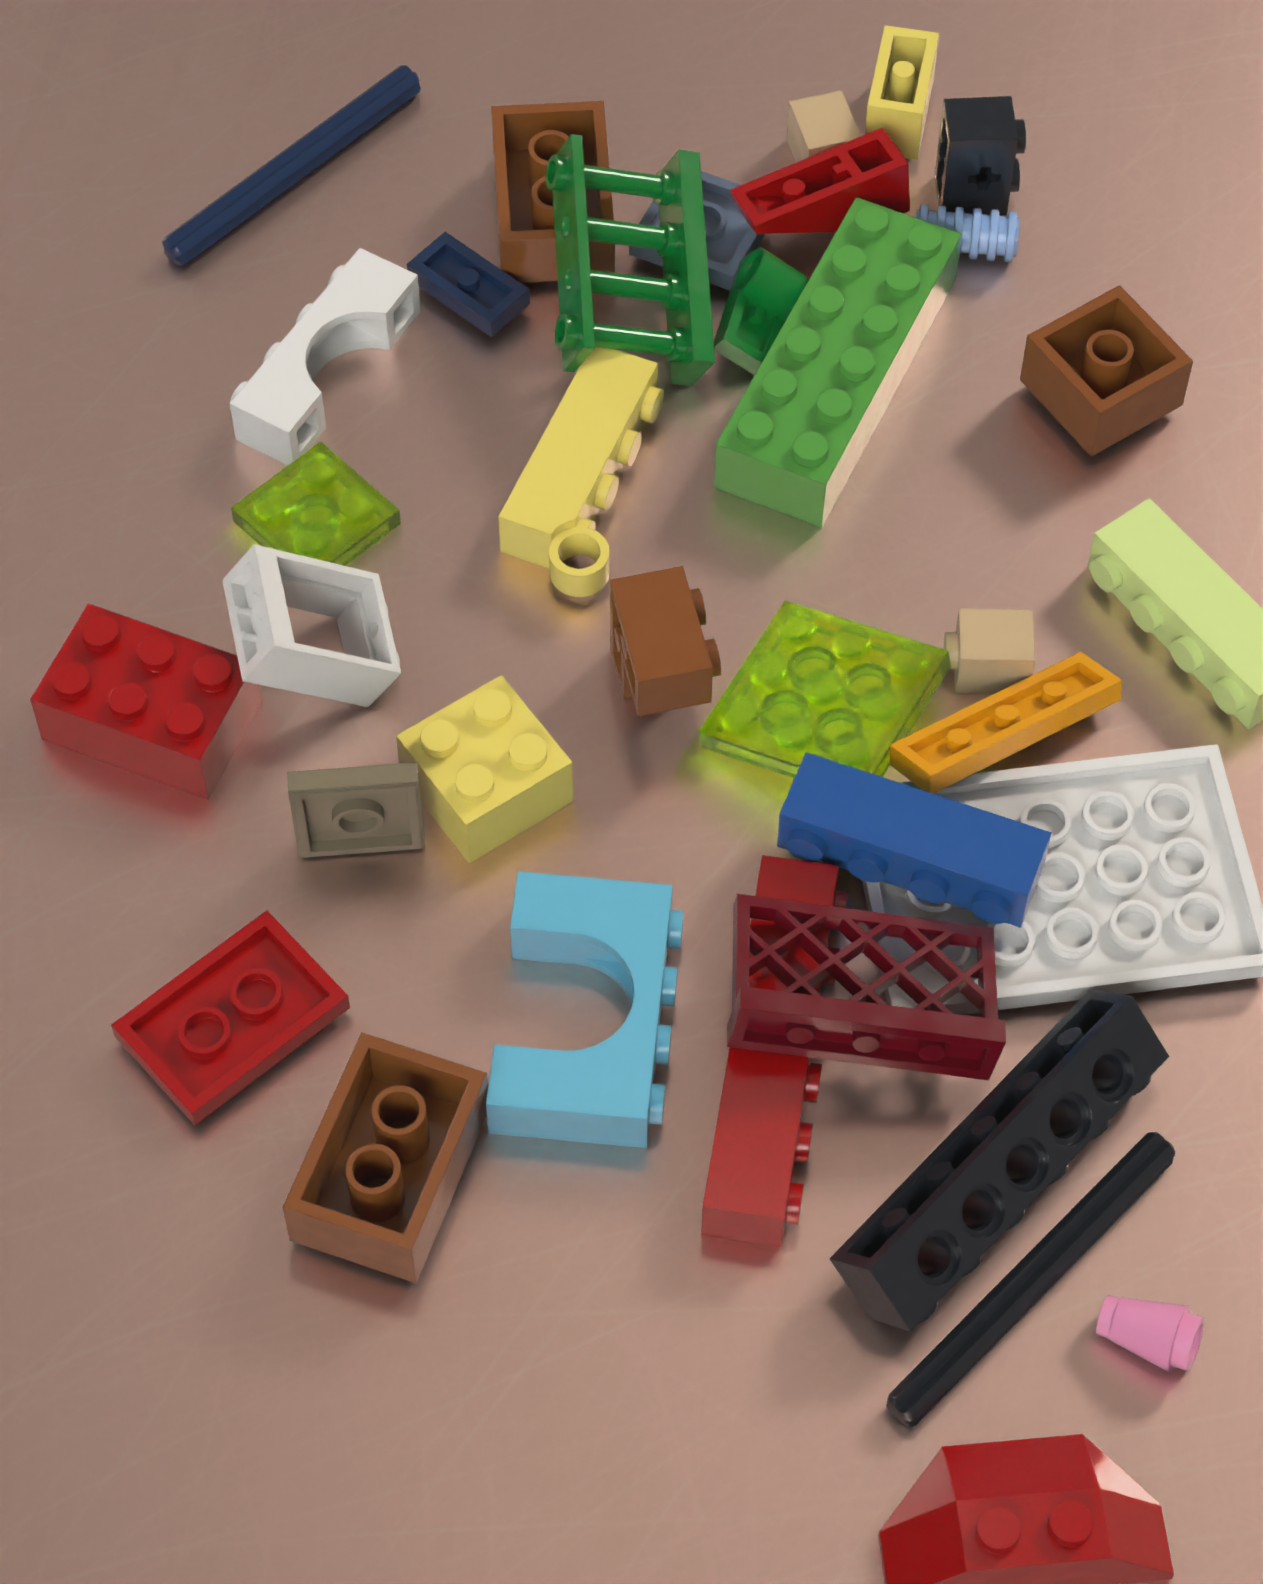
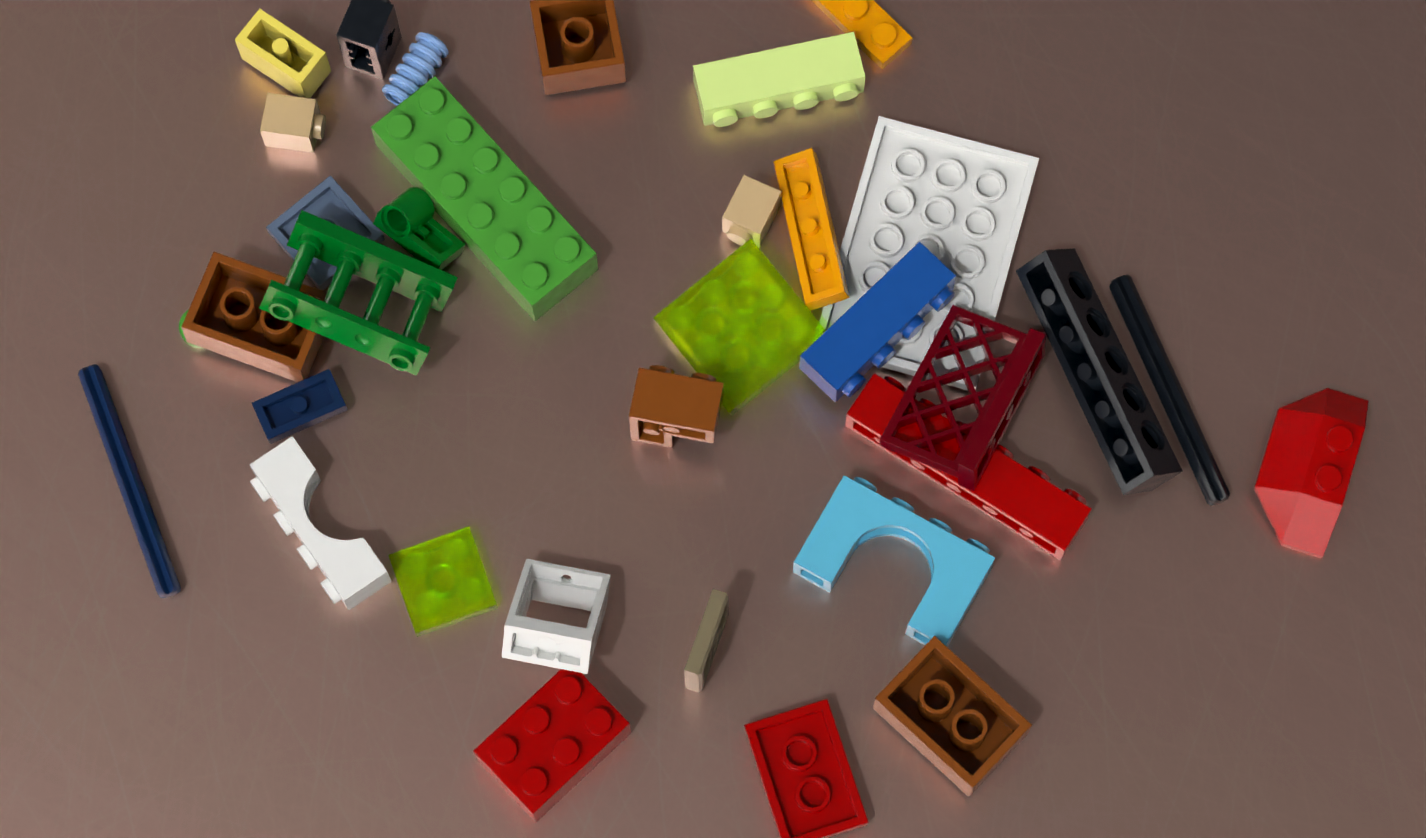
camera: 65 degrees left, 15 degrees up
(487, 768) = (700, 551): light yellow brick -> none
(578, 468) = (491, 401): light yellow hinge -> none
(821, 188) = (348, 142): red slope -> none
(1153, 1330) = (1230, 341): bright pink cone -> none

